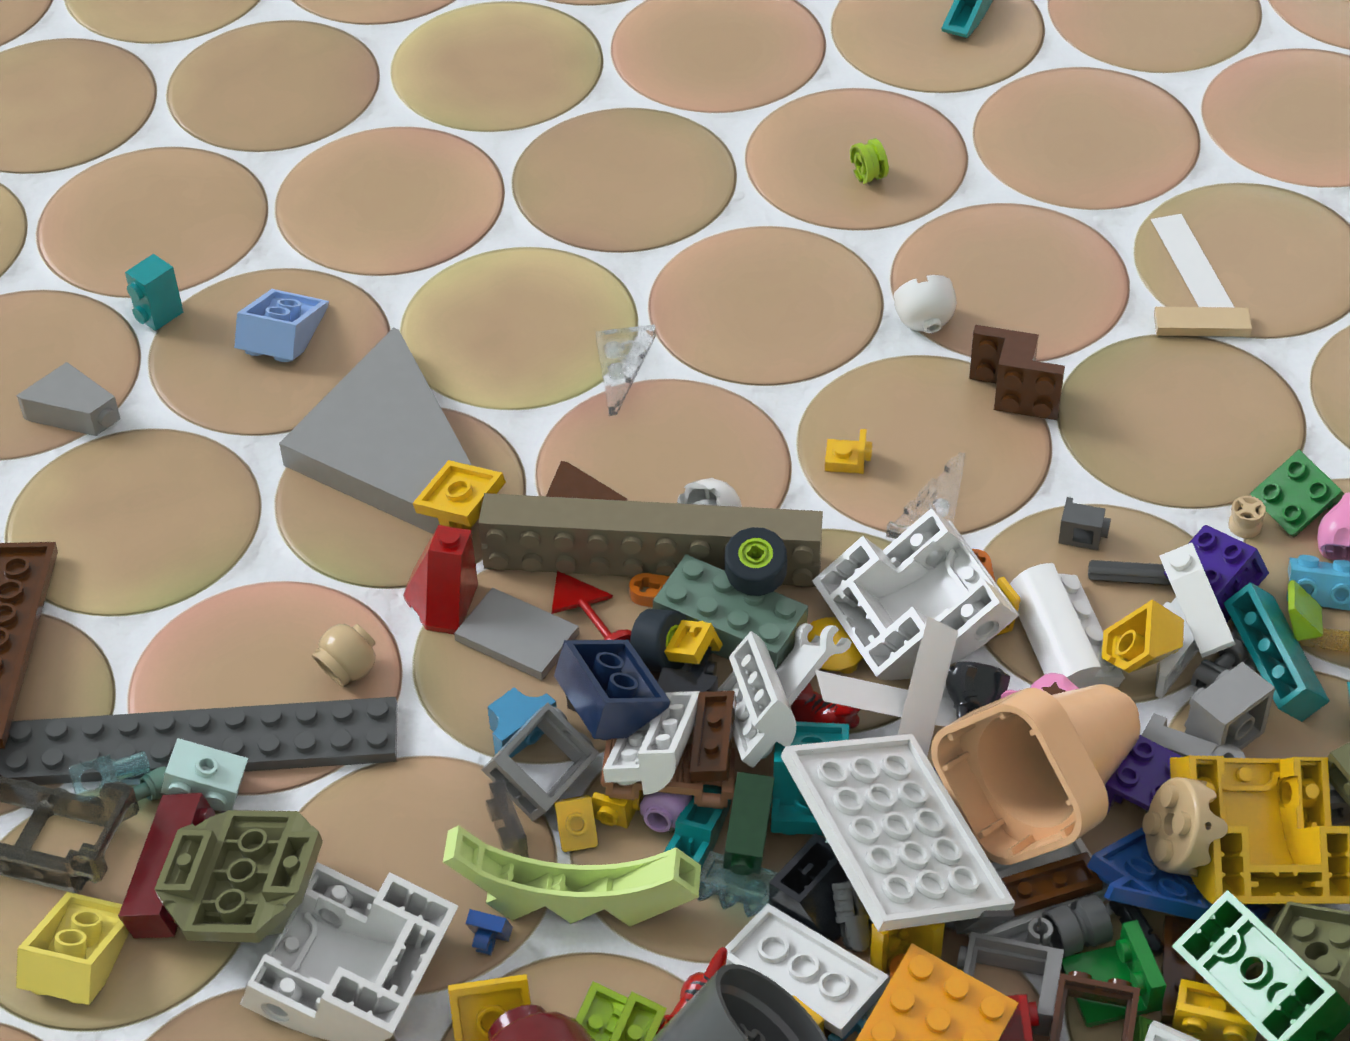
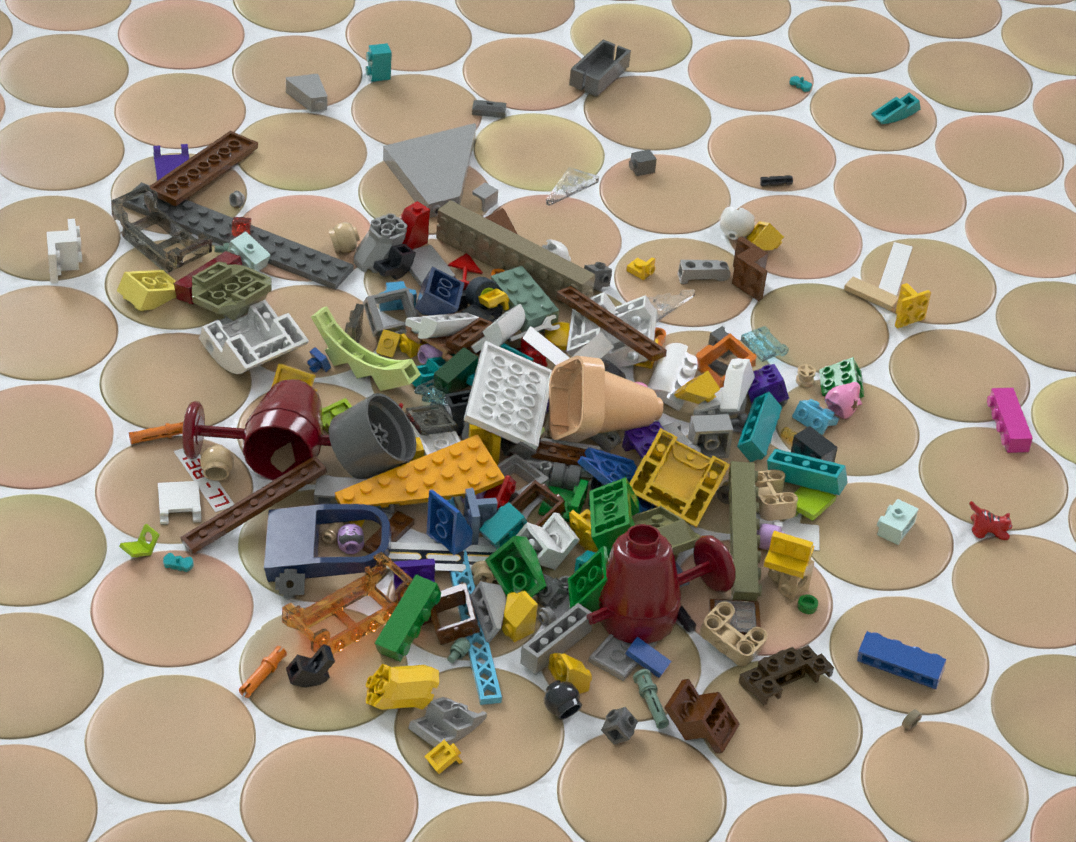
camera: 25 degrees right, 5 degrees down
(97, 672) = (237, 199): none -> light grey plate
(110, 771) = (209, 229): clear light blue bracket -> none
(153, 727) = (240, 225): none -> clear red bracket
(278, 324) = (426, 101): light blue slope -> none
(384, 289) = (489, 108): none -> dark grey piece
(418, 634) = (376, 244): none -> light grey brick
(458, 494) = (439, 196): yellow bracket -> none
(470, 654) = (398, 263): none -> black brick
(503, 141) = (599, 68): none -> dark grey piece
(511, 445) = (487, 194): none -> light grey panel
(697, 267) = (642, 162): none -> dark grey brick
(753, 574) = (545, 278): black wheel -> none
(782, 946) = (430, 419): none -> clear smoke plate
(802, 26) = (800, 83): none -> teal piece
(805, 496) = (602, 274): none -> dark grey brick
(869, 160) = (771, 153): lime wheel -> none
(908, 201) = (776, 180): none -> black axle
(928, 591) = (611, 324): none -> reddish brown plate
(942, 411) = (703, 270): none -> light grey leg
(981, 304) = (765, 236): none -> yellow slope
(1138, 493) = (763, 344): none -> clear light blue plate
(1138, 530) = (711, 353): none -> orange piece
(1177, 826) = (631, 455): tan plate -> none
(1286, 315) = (911, 306): none -> yellow bracket
(1304, 613) = (788, 418): lime slope -> none

